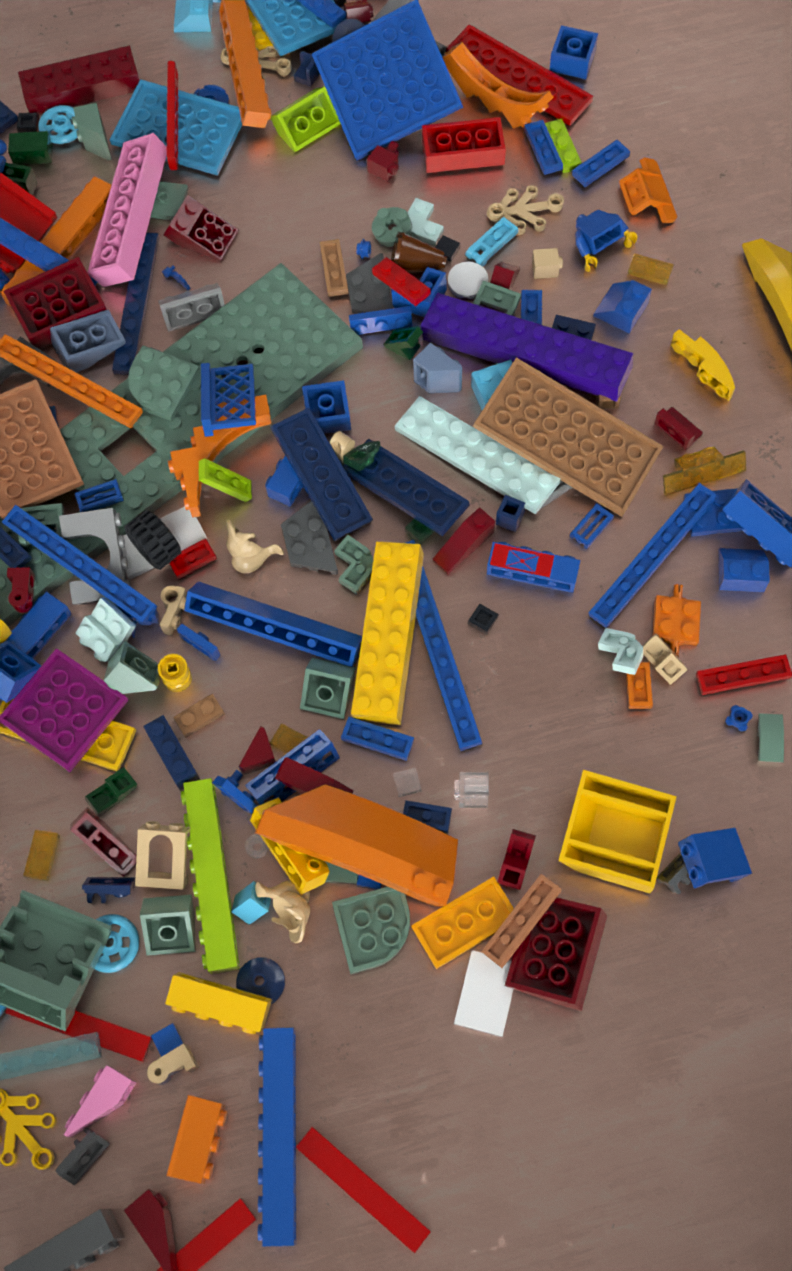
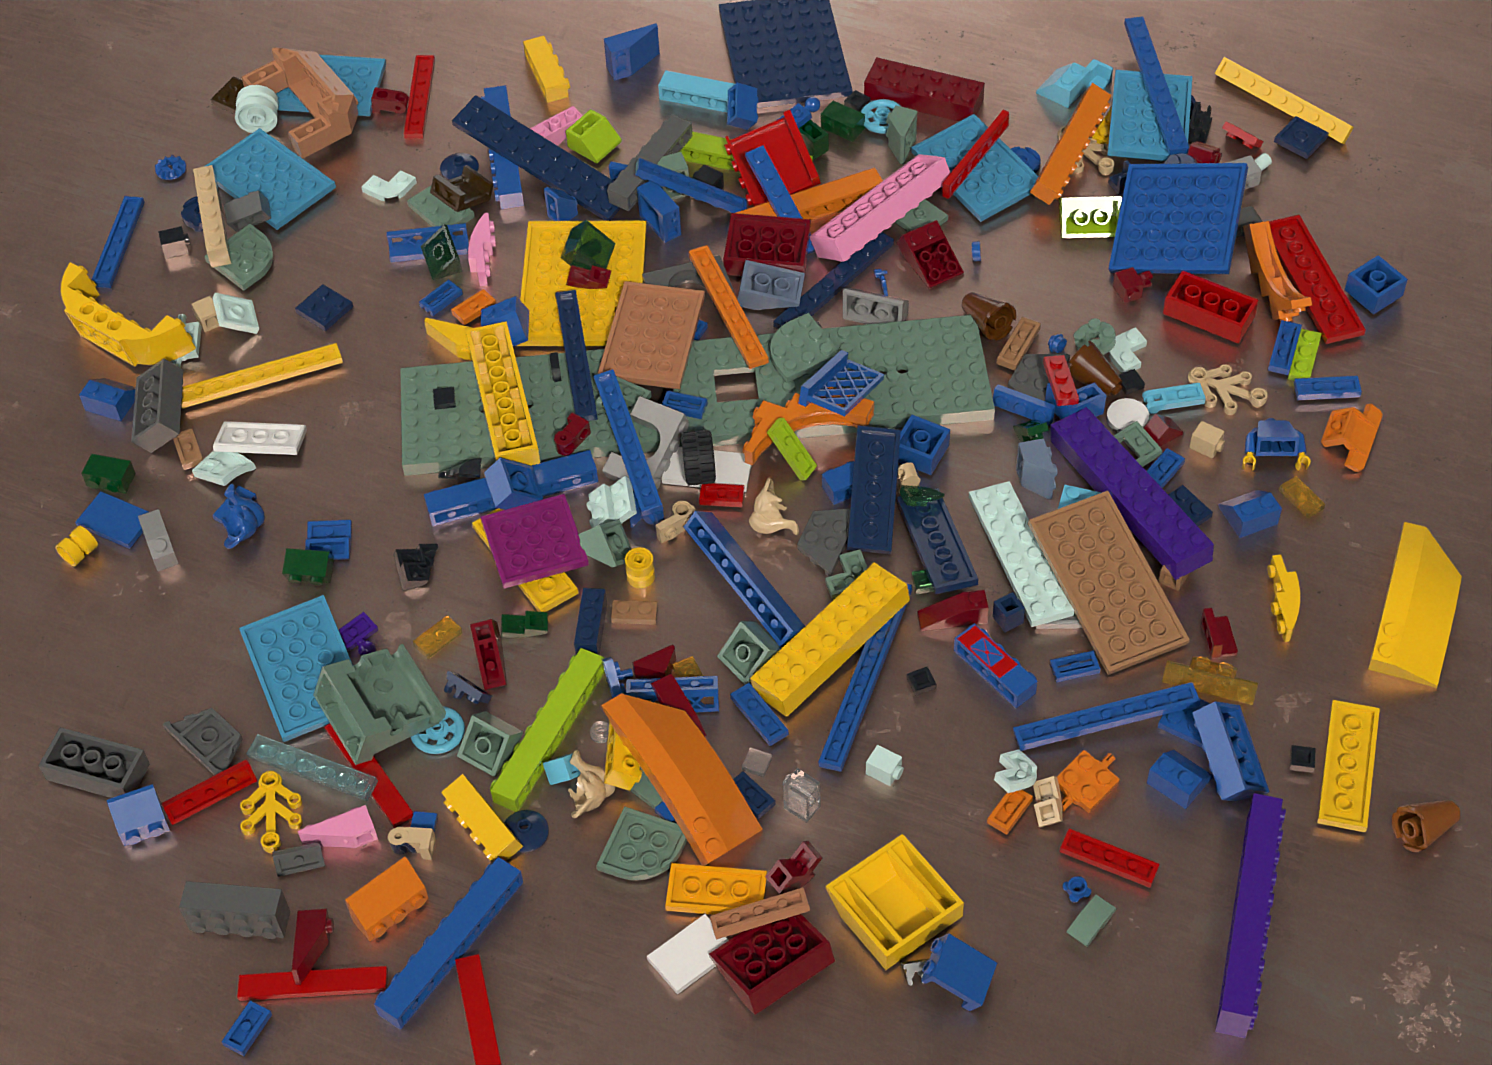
camera: 35 degrees right, 15 degrees down
(178, 837) = (544, 678): tan panel -> none
(199, 642) = (677, 558): blue plate -> none
(236, 204) = (976, 251): none -> blue tile
(291, 254) = (990, 315): none -> reddish brown cone
(514, 715) = (884, 765): none -> light aqua brick

